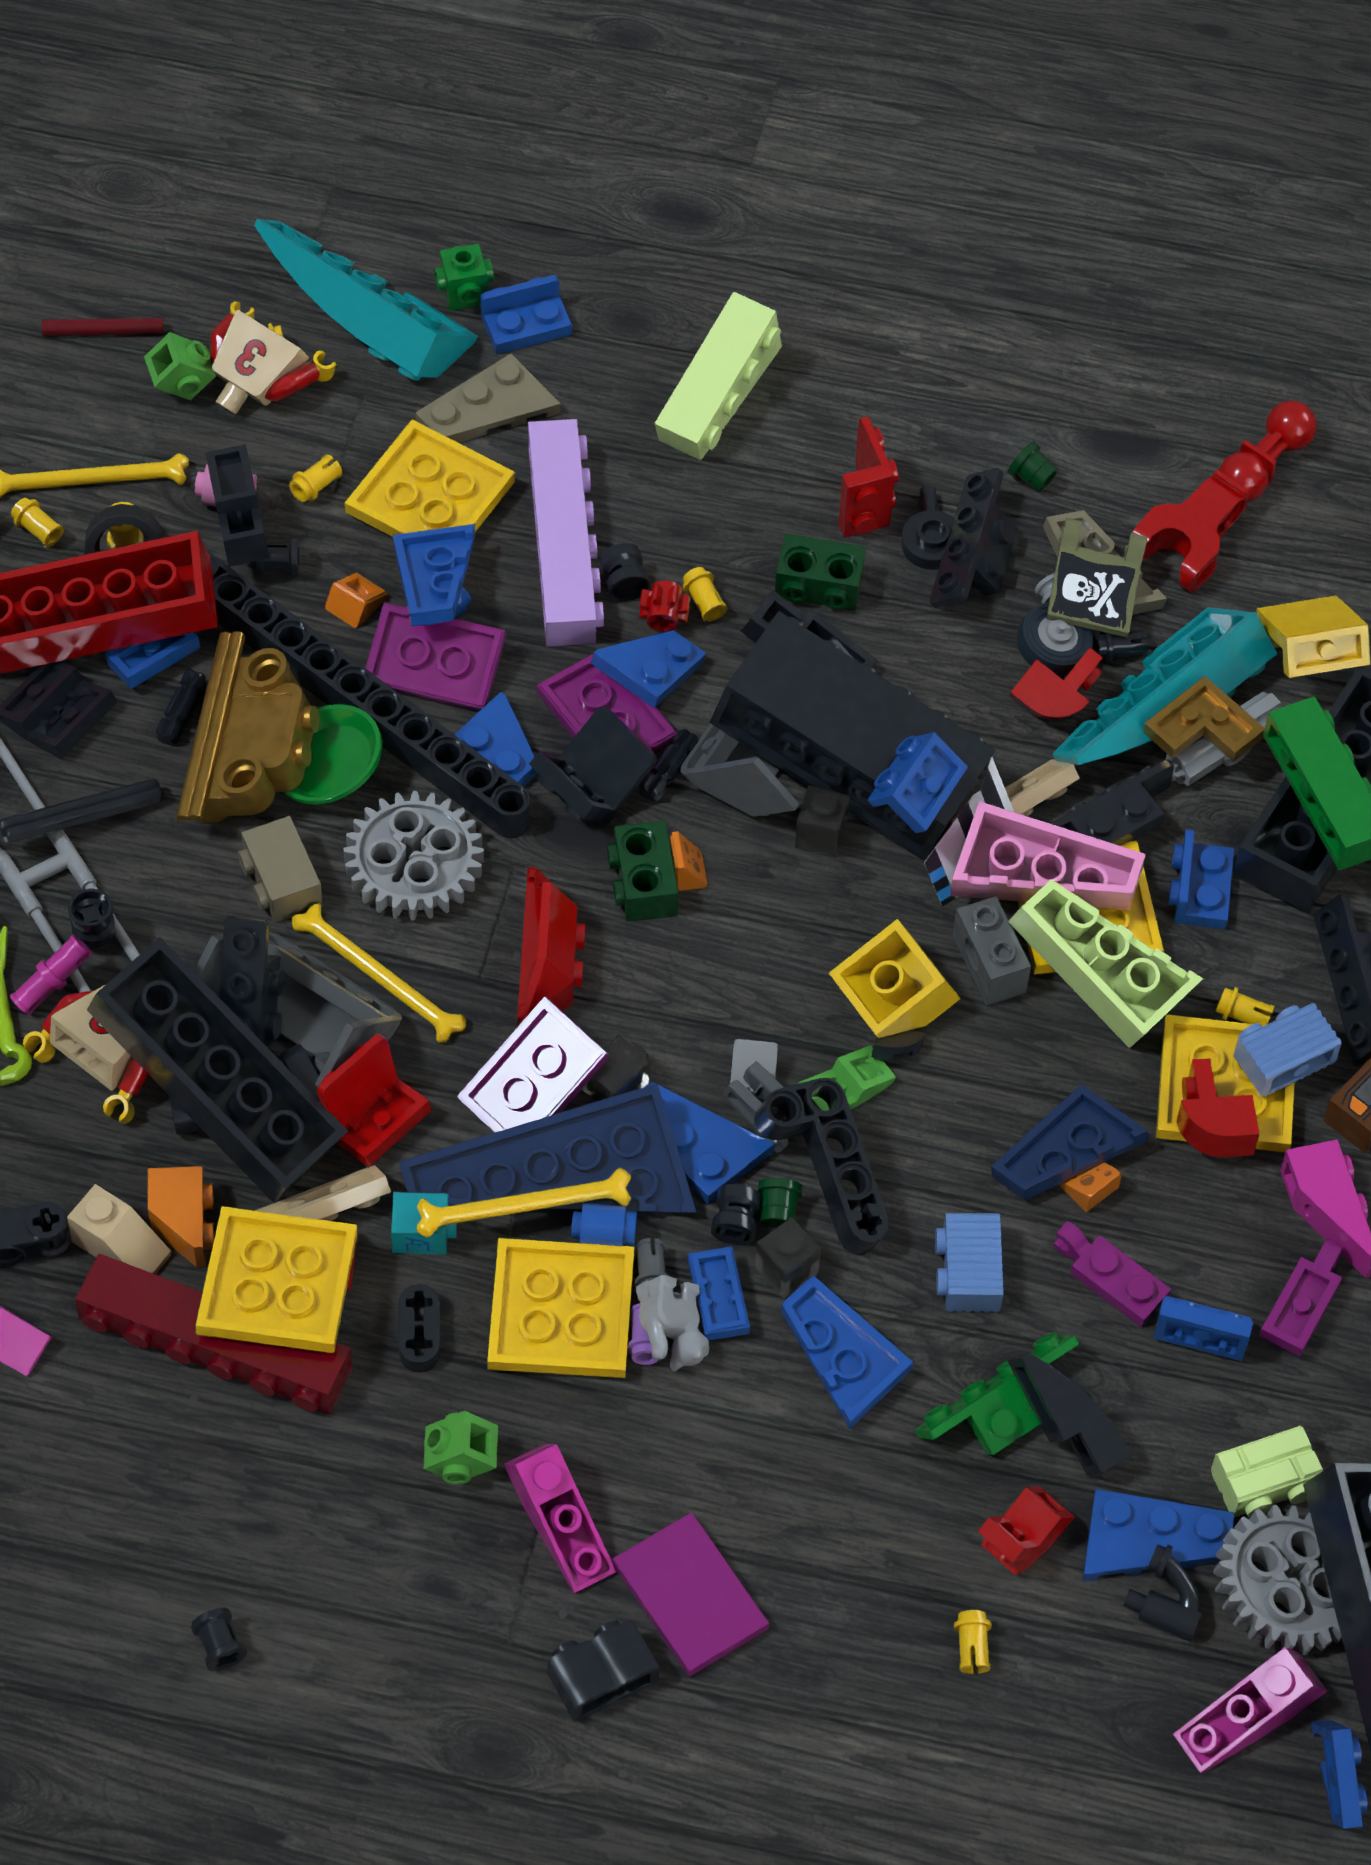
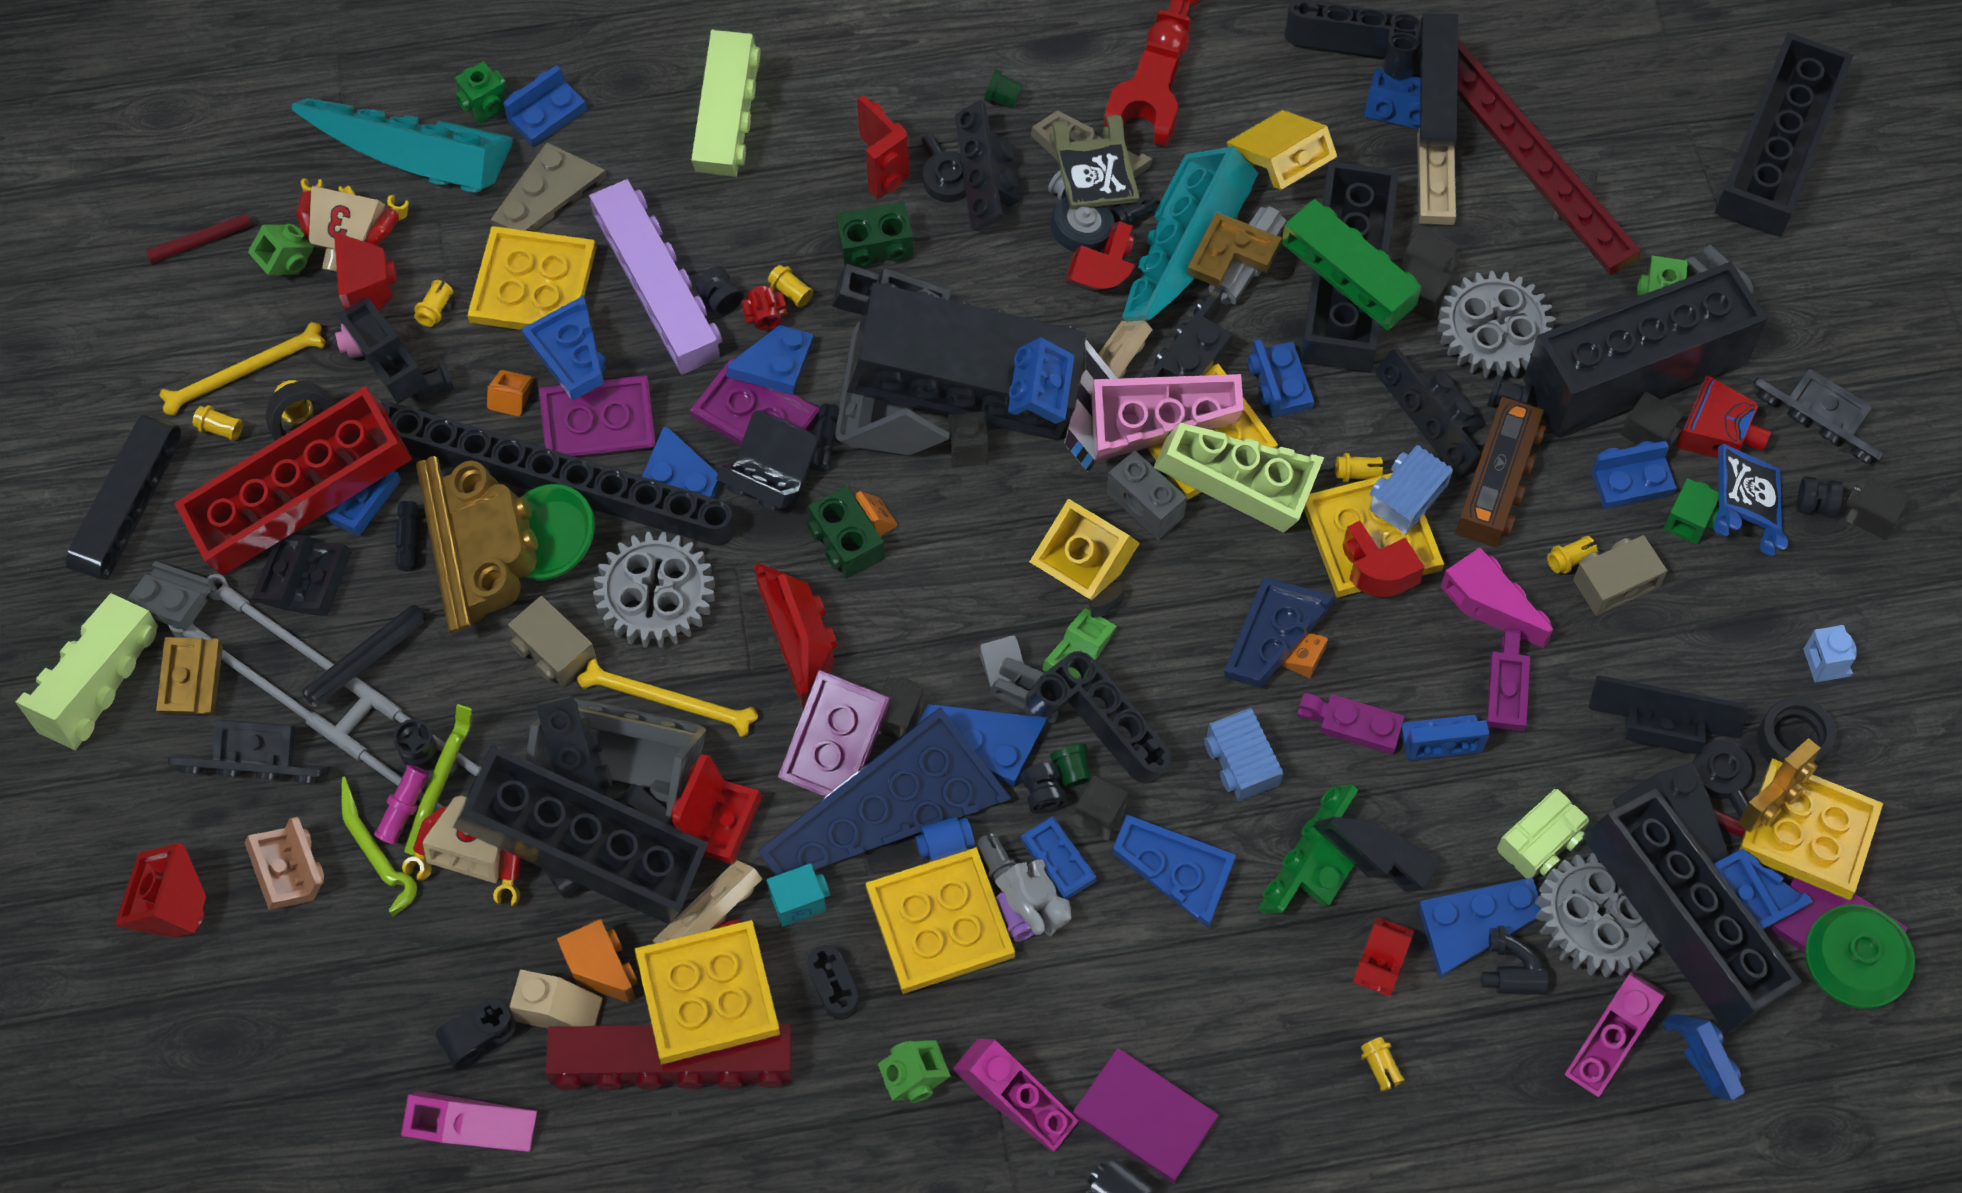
camera: 20 degrees left, 5 degrees up
(111, 952) = (441, 772): none -> lime piece
(254, 418) = (363, 272): none -> red slope
(435, 1217) = (812, 887): yellow piece -> none

